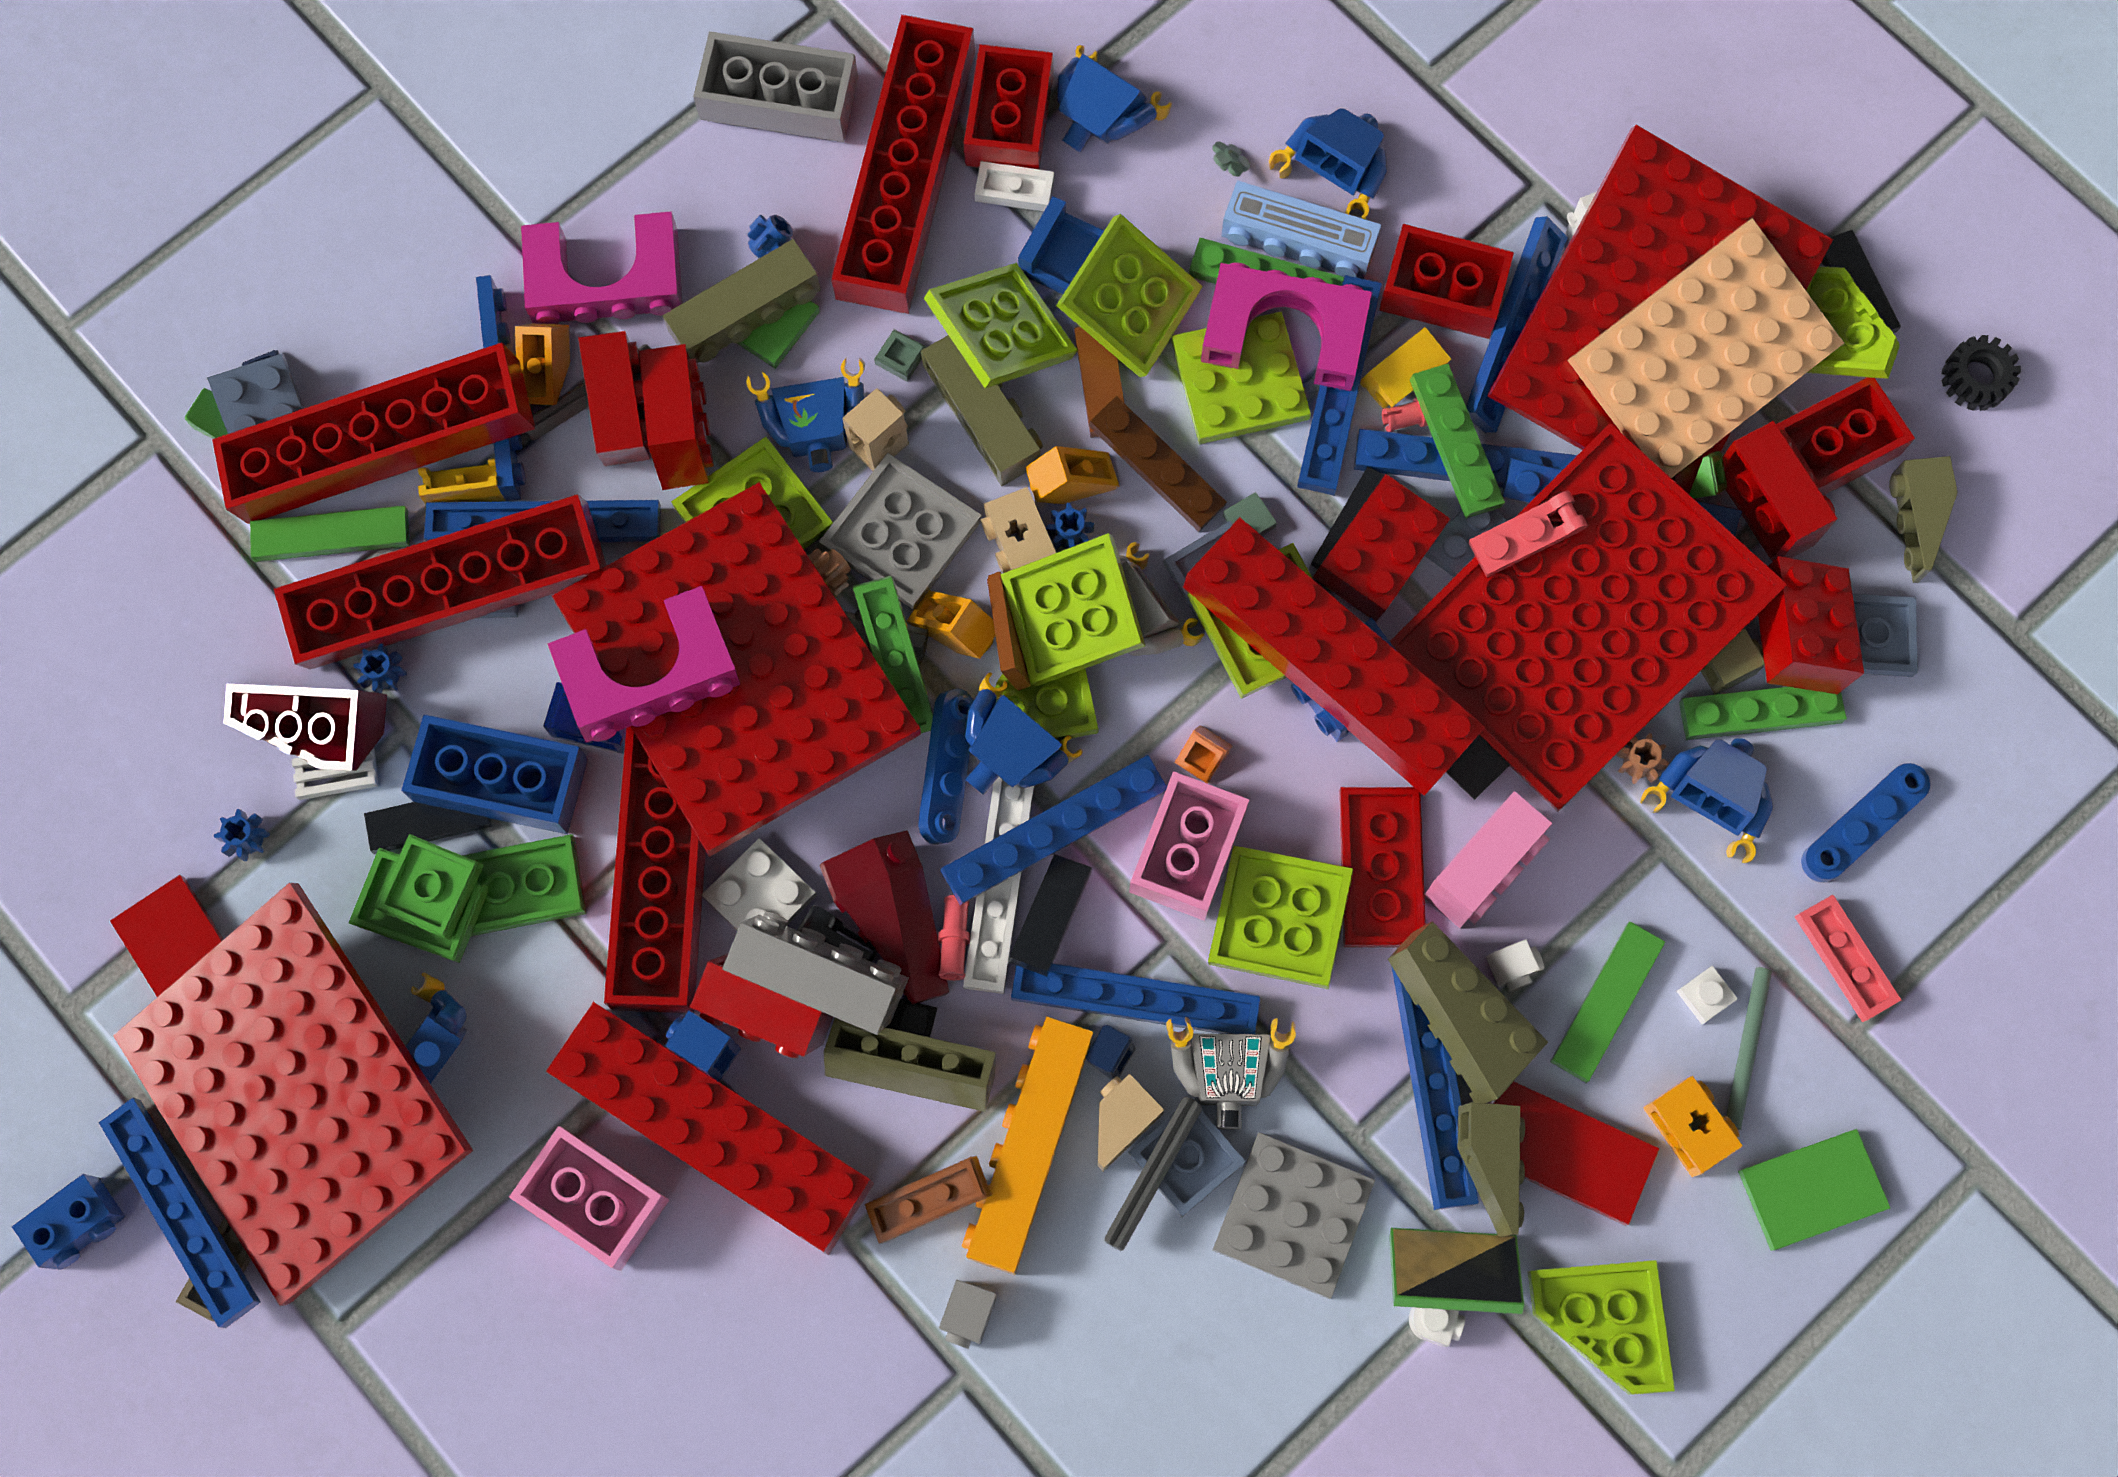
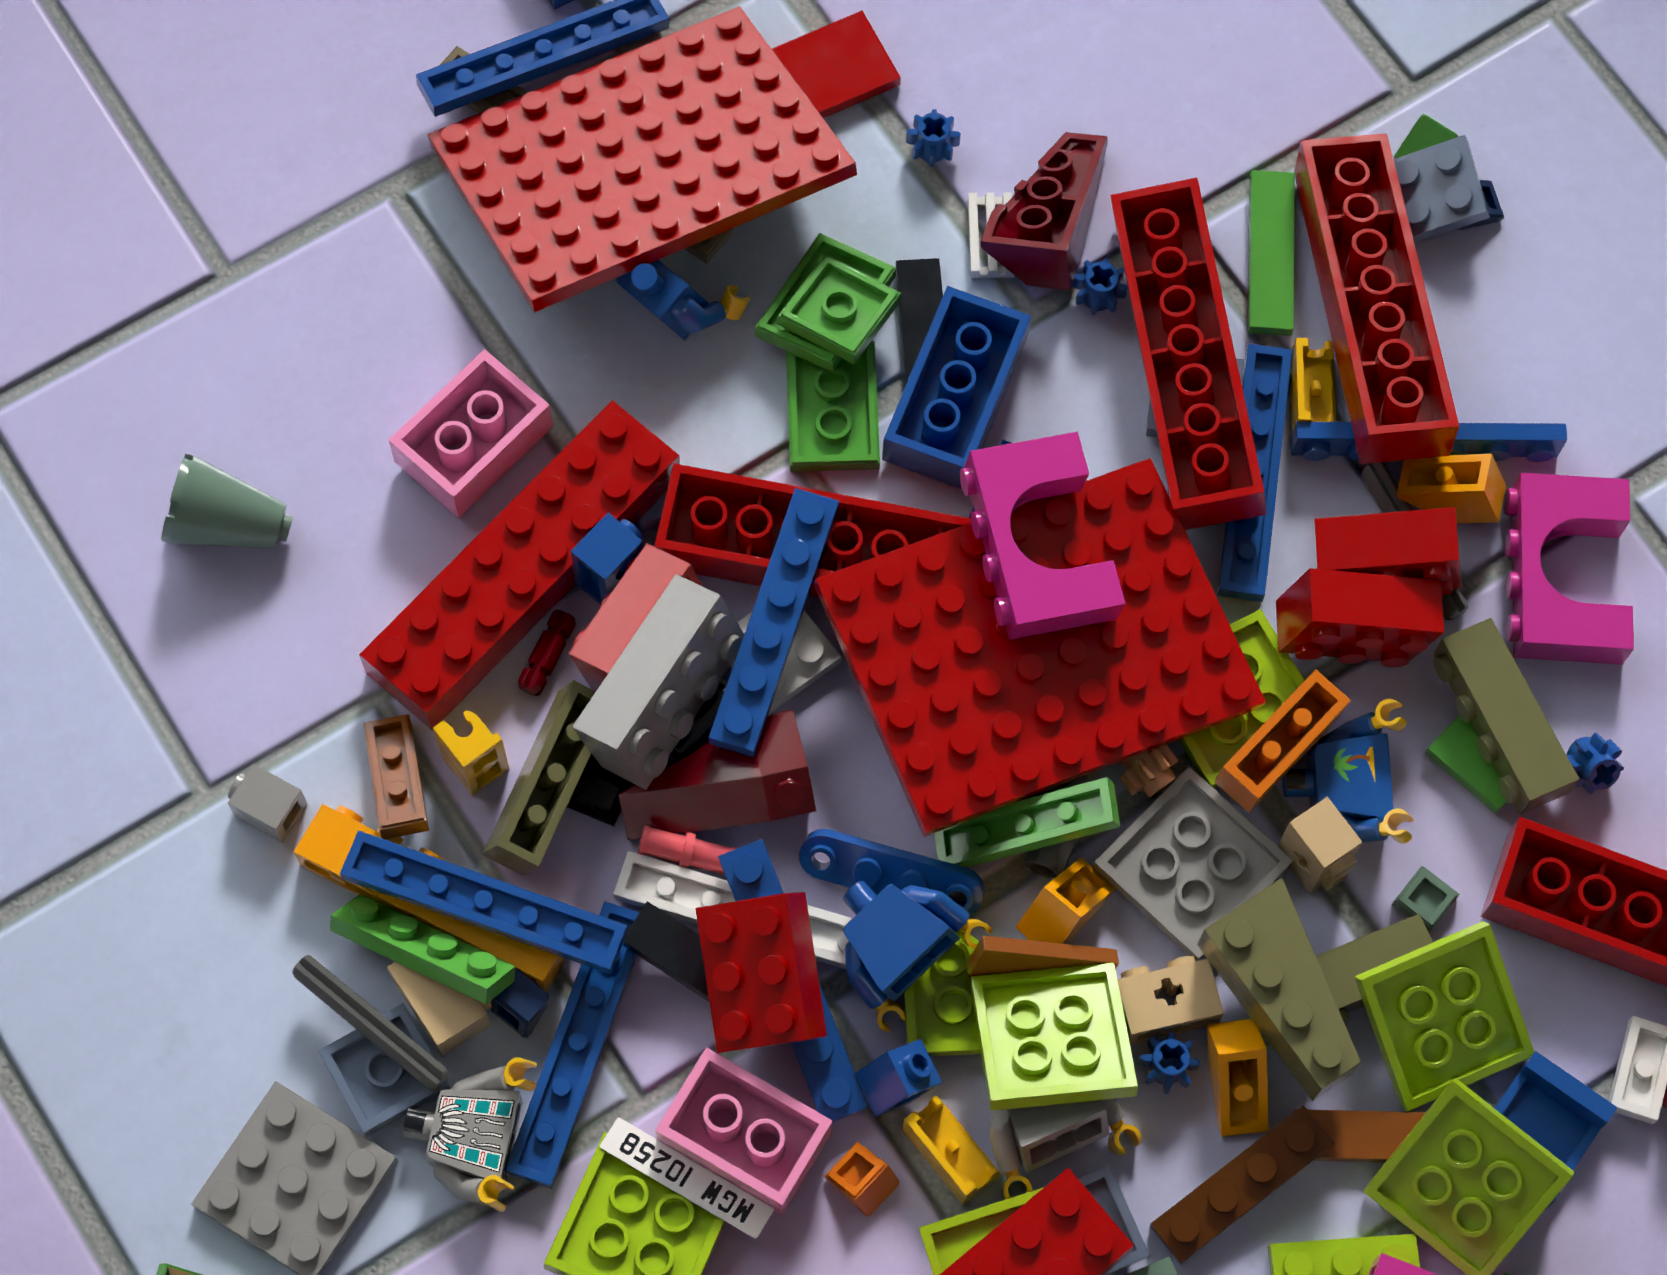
camera: 95 degrees right, 5 degrees down
(695, 1418) = (222, 510): none -> sand green cone
(745, 886) = (773, 623): none -> blue plate
(789, 1093) = (546, 652): none -> dark red axle
(793, 463) = (1282, 741): none -> orange brick
(901, 1133) = (472, 758): none -> yellow hinge
(1003, 439) = (1279, 983): none -> olive wedge
(1036, 1093) = (484, 902): none -> blue plate
(1061, 846) = (761, 972): none -> red brick
(1081, 1141) = (422, 948): none -> bright green plate
(1122, 731) = (898, 1077): none -> blue brick
(1170, 686) = (950, 1150): none -> yellow hinge
(1233, 887) = (687, 1178): none -> white sticker

